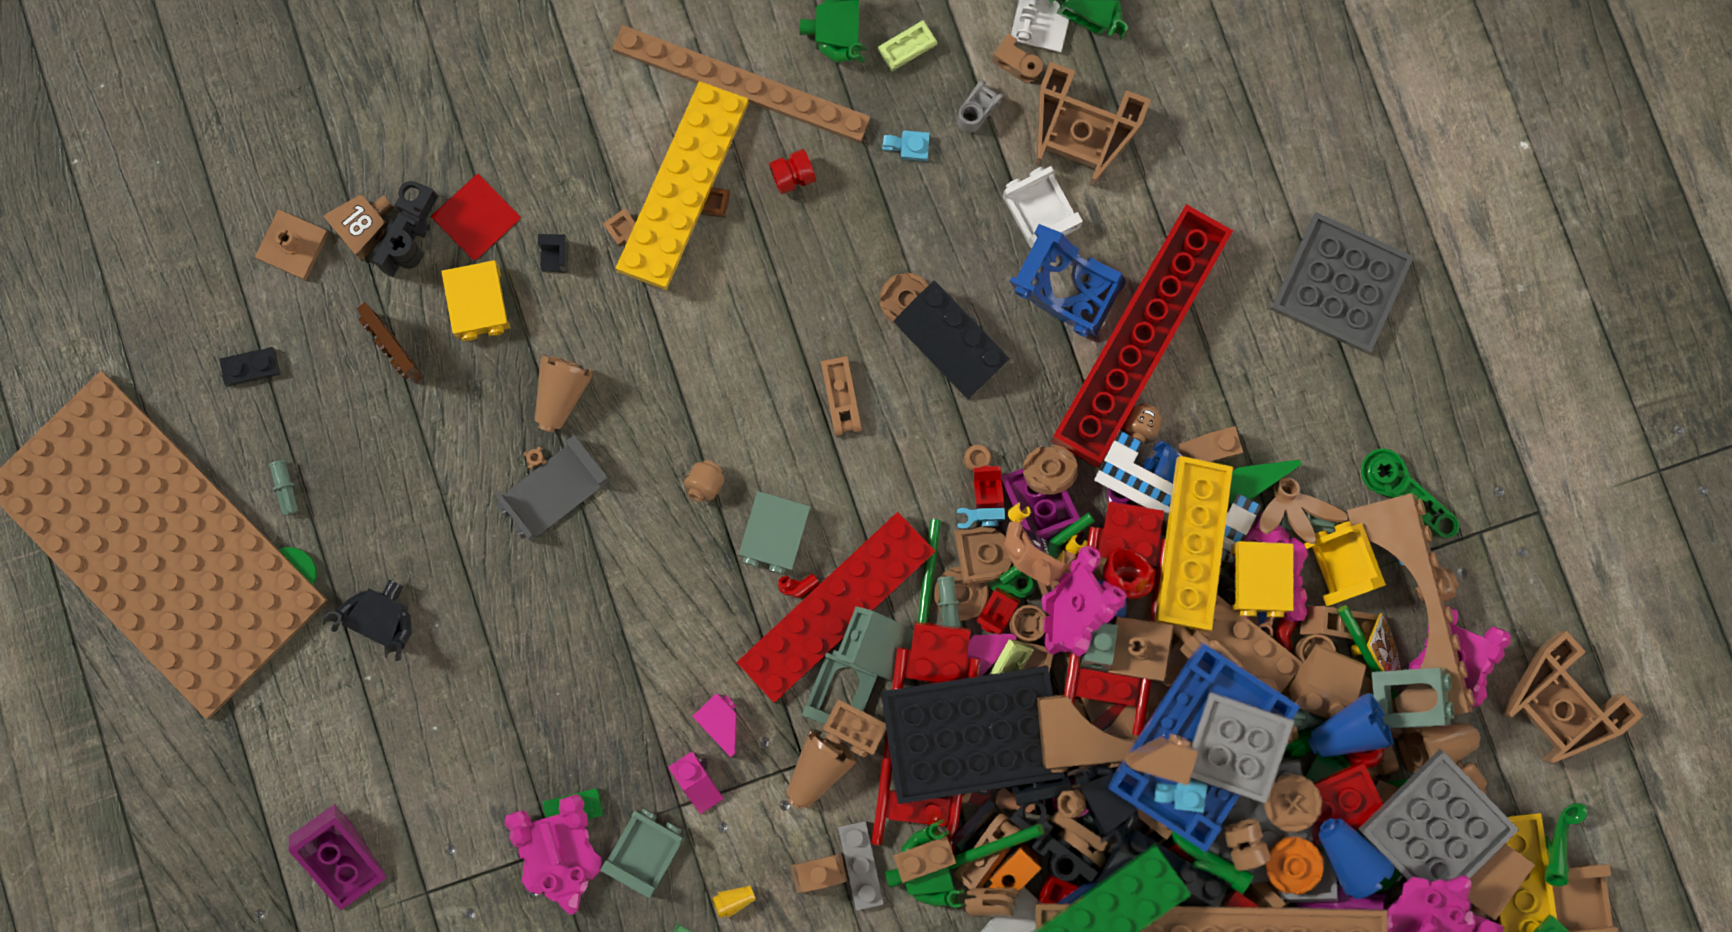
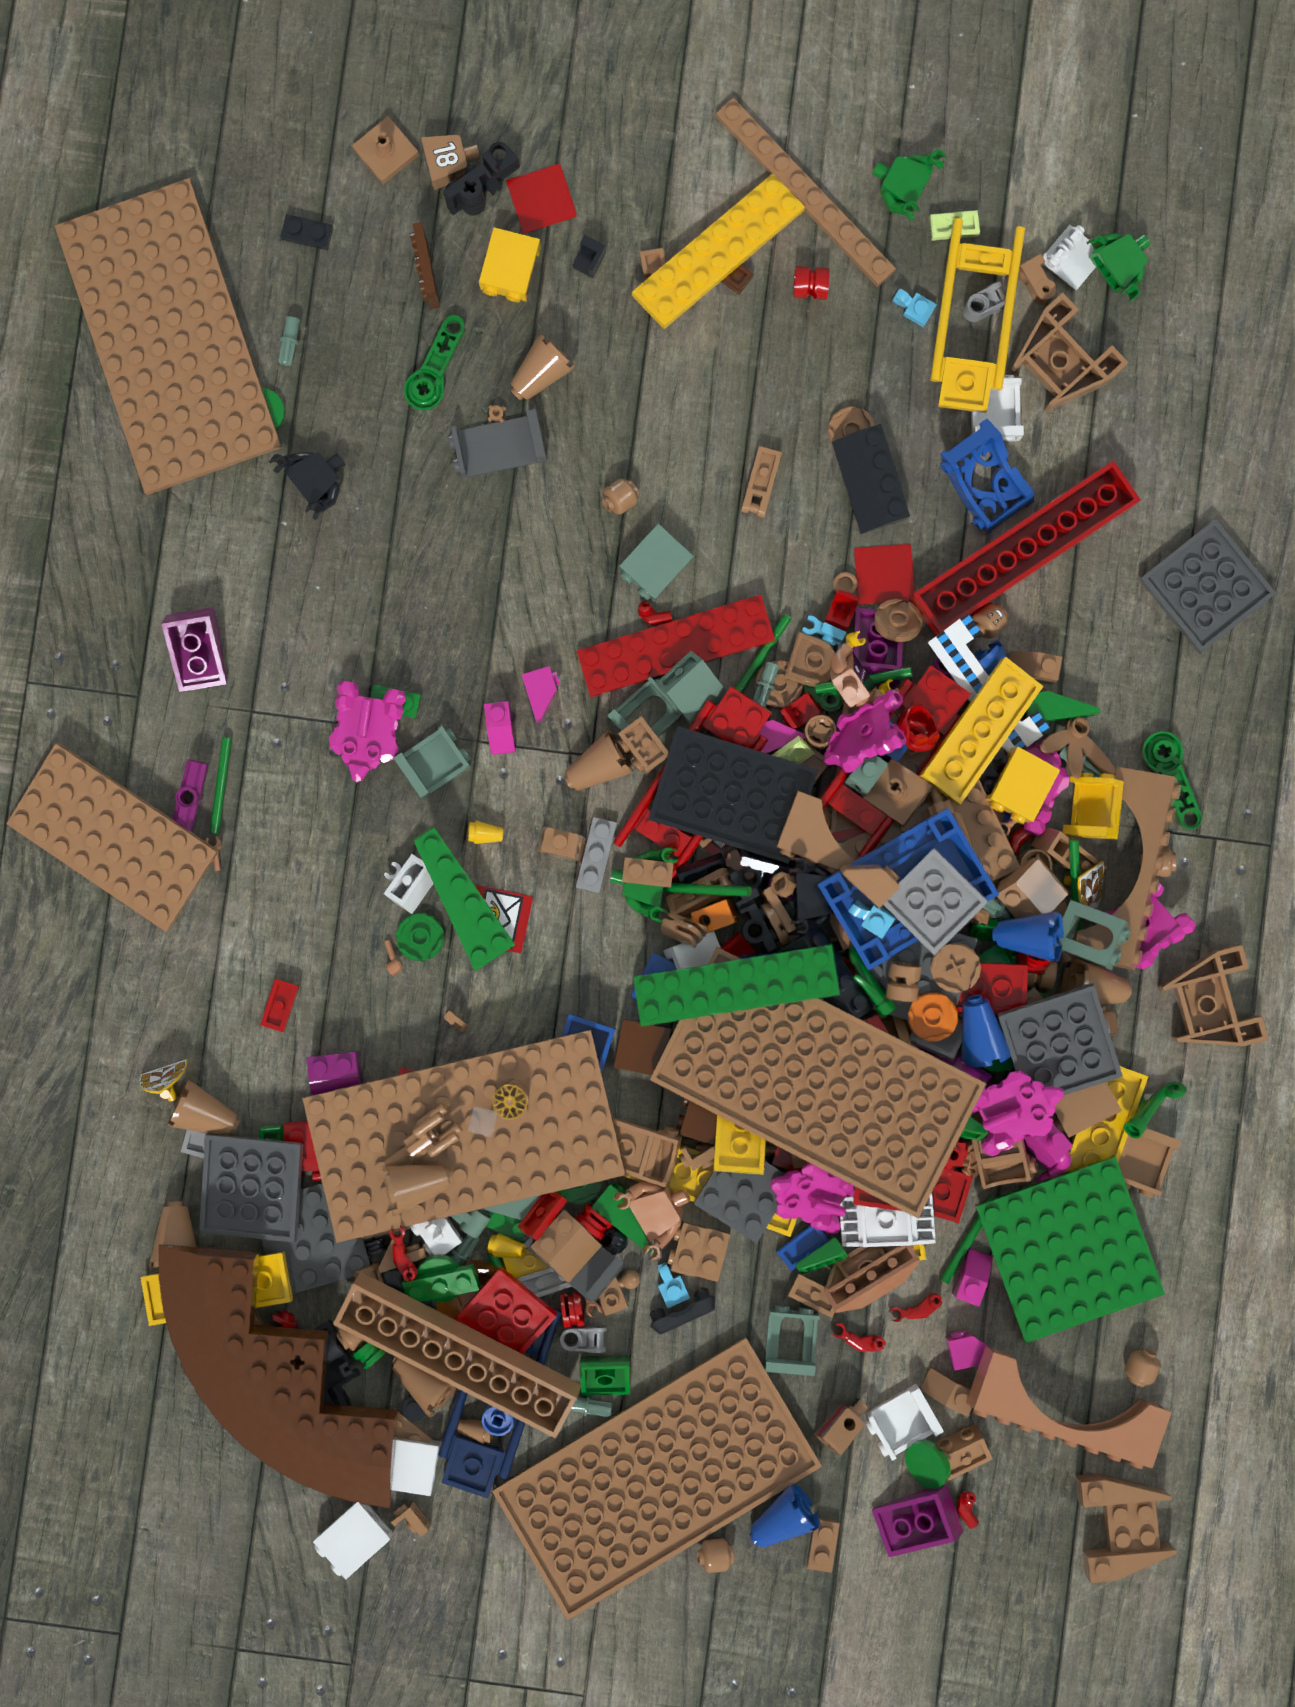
camera: 25 degrees right, 5 degrees up
(448, 444) = (434, 369): none -> green beam
(998, 197) = (964, 381): none -> yellow plate
(1011, 428) = (884, 573): none -> red sticker

